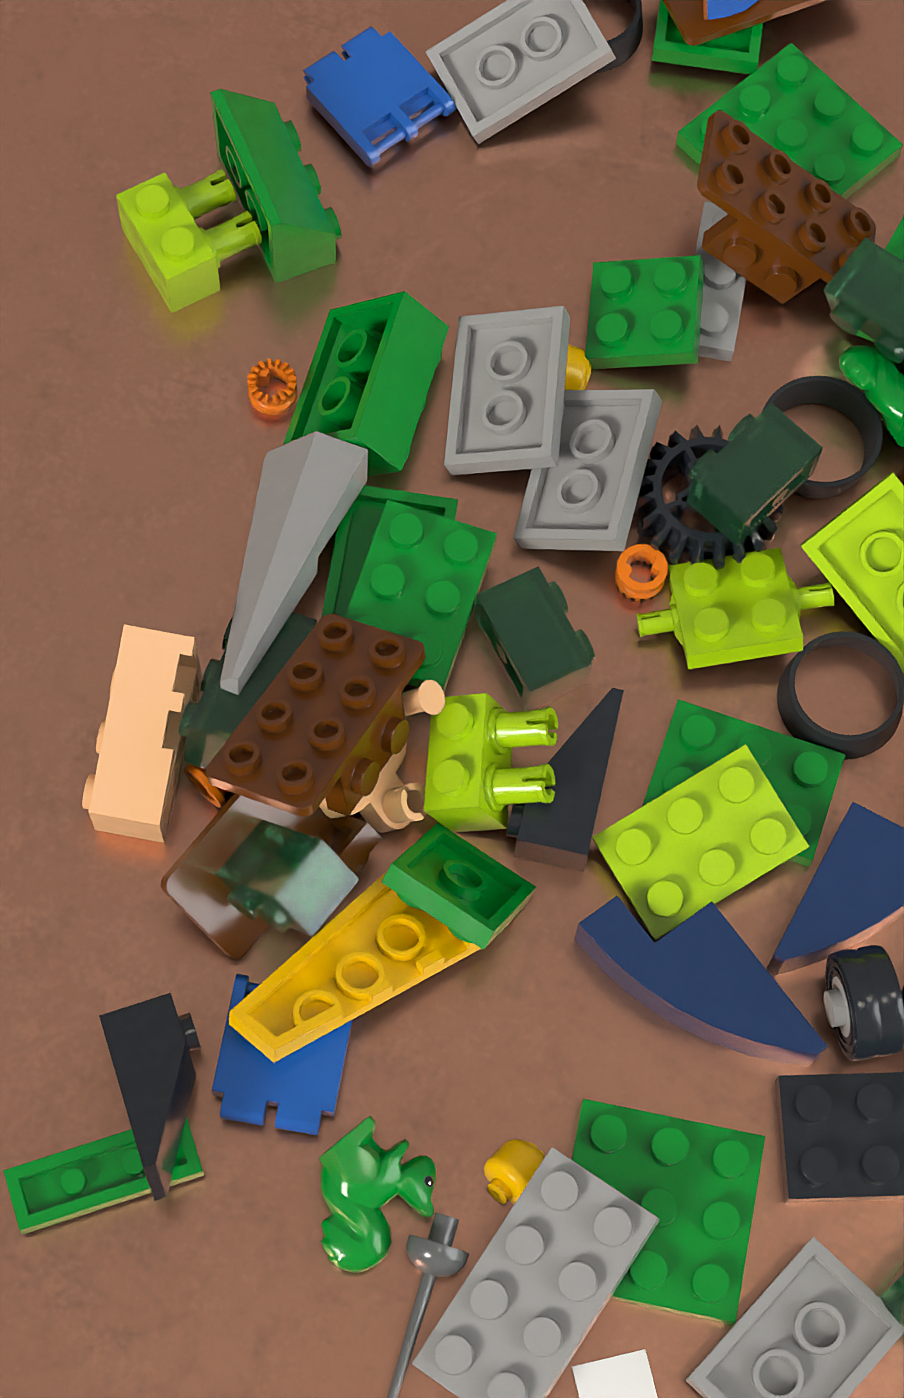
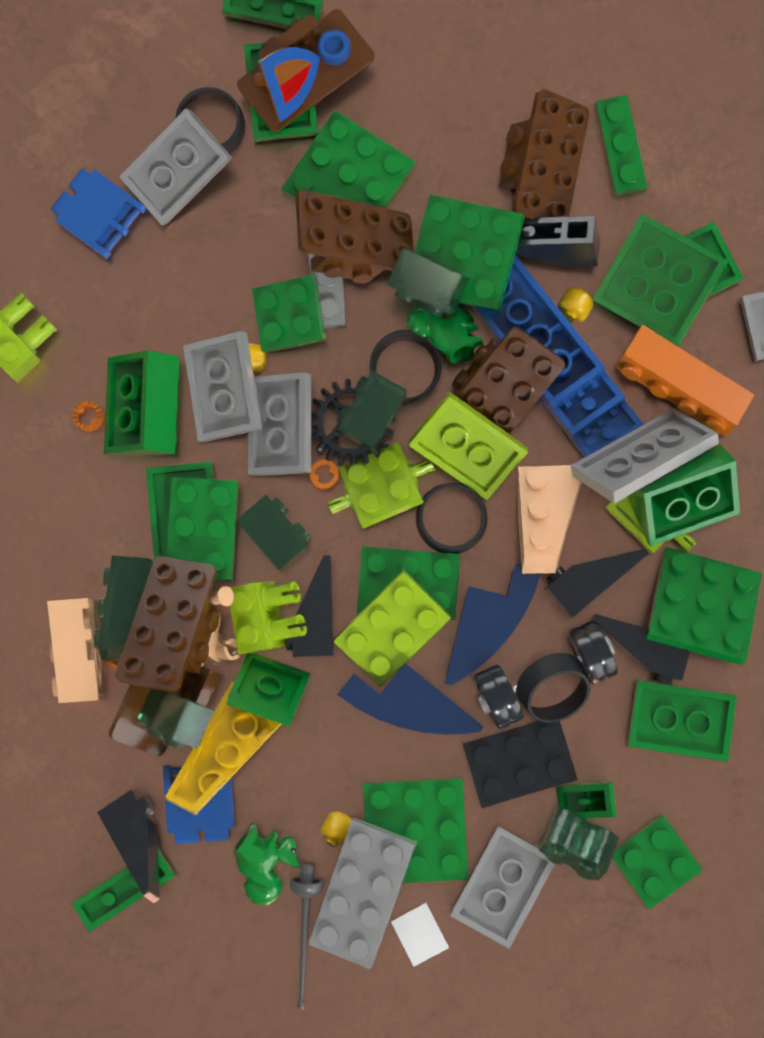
camera: 10 degrees left, 15 degrees up
(274, 184) = (54, 291): green slope -> none
(296, 511) = (123, 494): light grey wedge -> none

